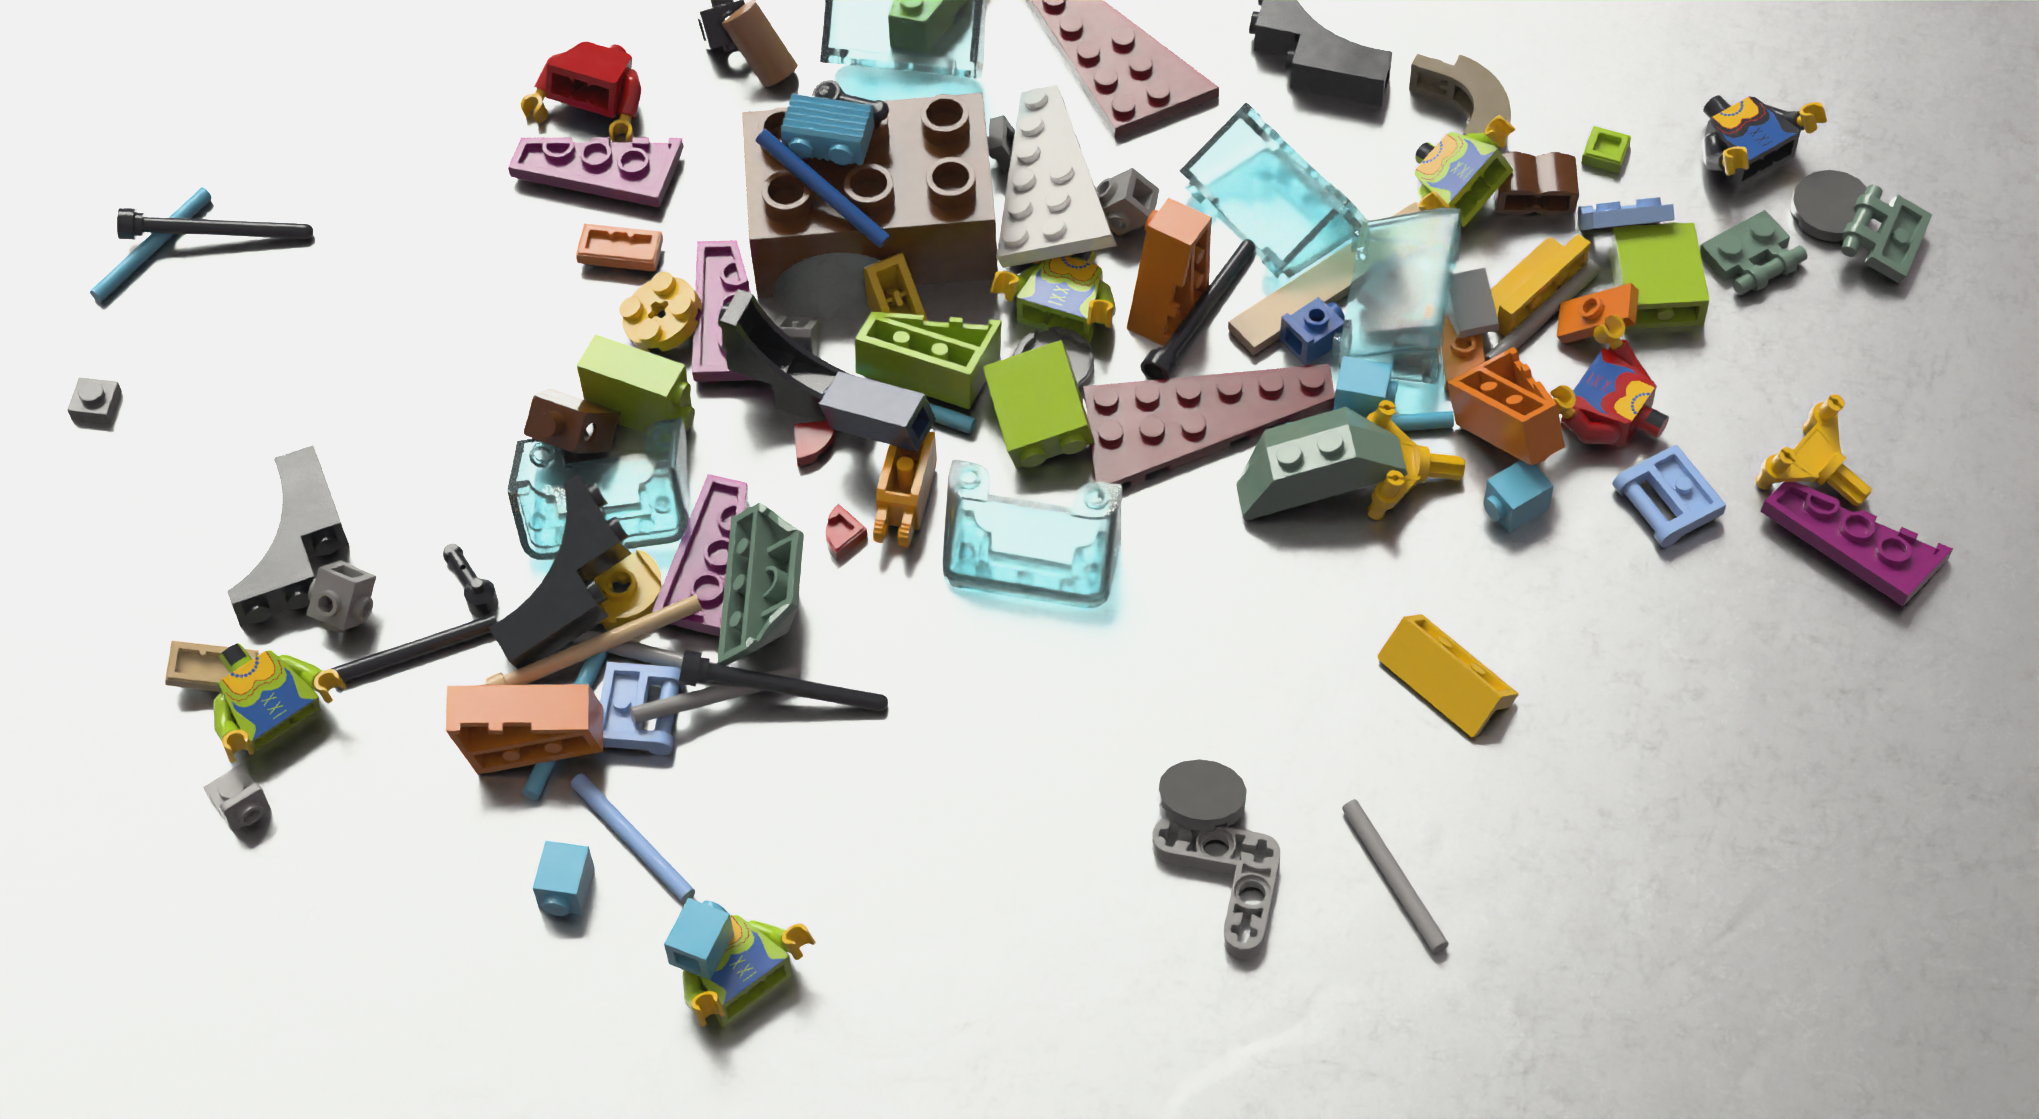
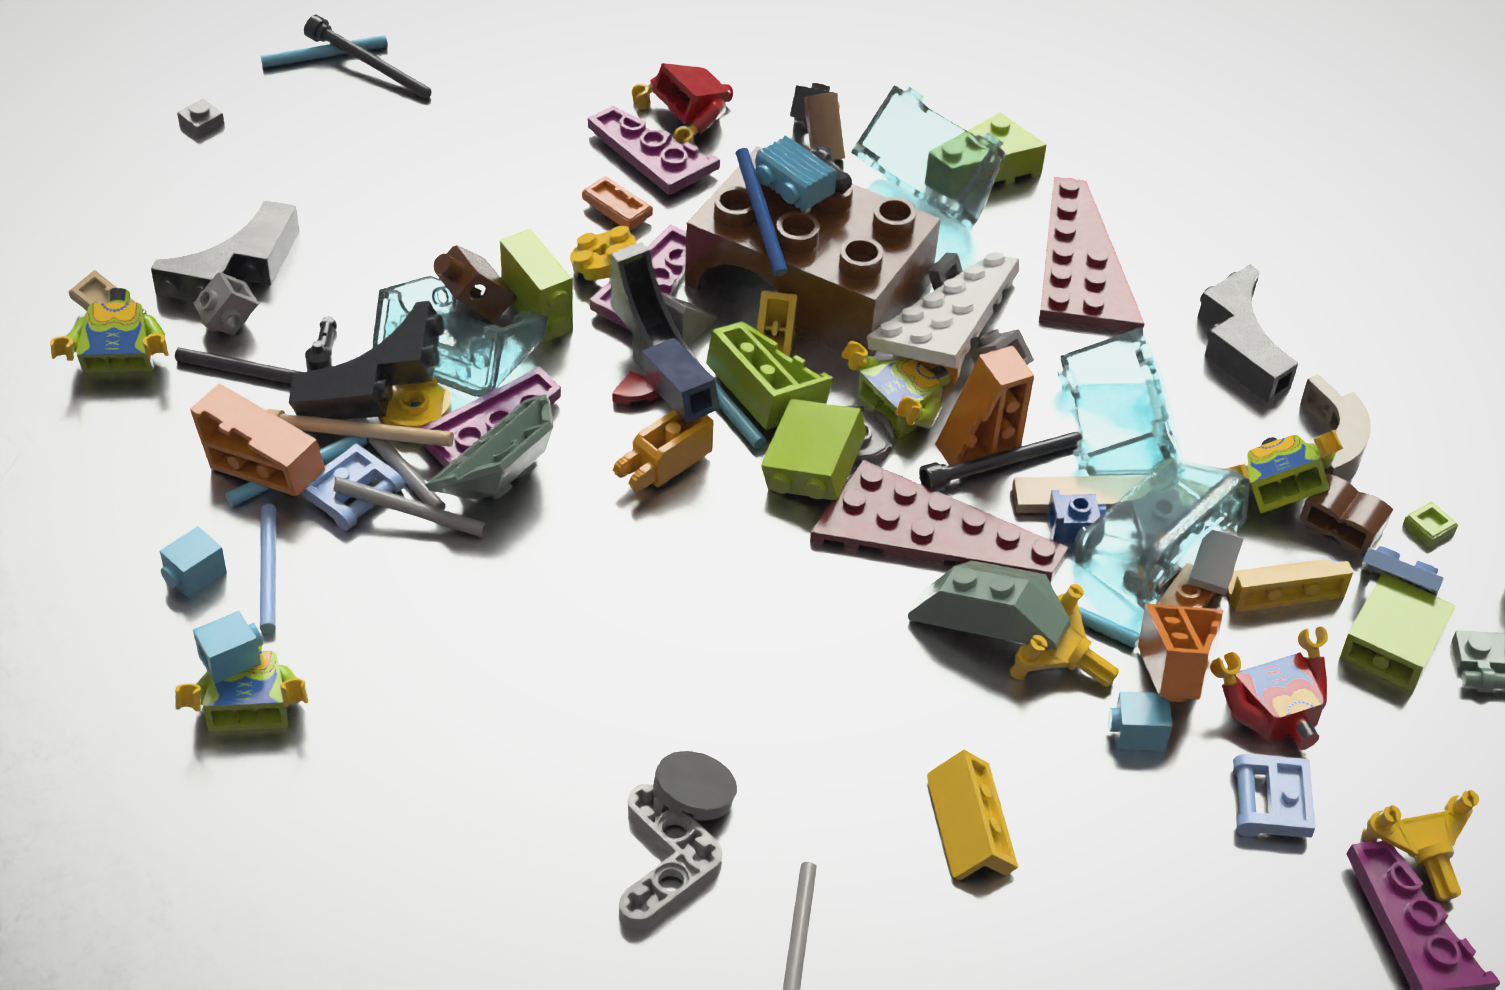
camera: 30 degrees right, 10 degrees down
(237, 798) = (44, 390): light grey bracket -> none
(698, 670) = (404, 477): black piece -> none
(843, 532) = (600, 459): tile -> none
(1030, 545) = (720, 540): clear light blue windscreen -> none
(1364, 385) = (1083, 568): medium azure brick -> none
(1546, 309) = (1287, 607): light grey bar -> none
(1581, 315) = (1339, 625): orange plate -> none

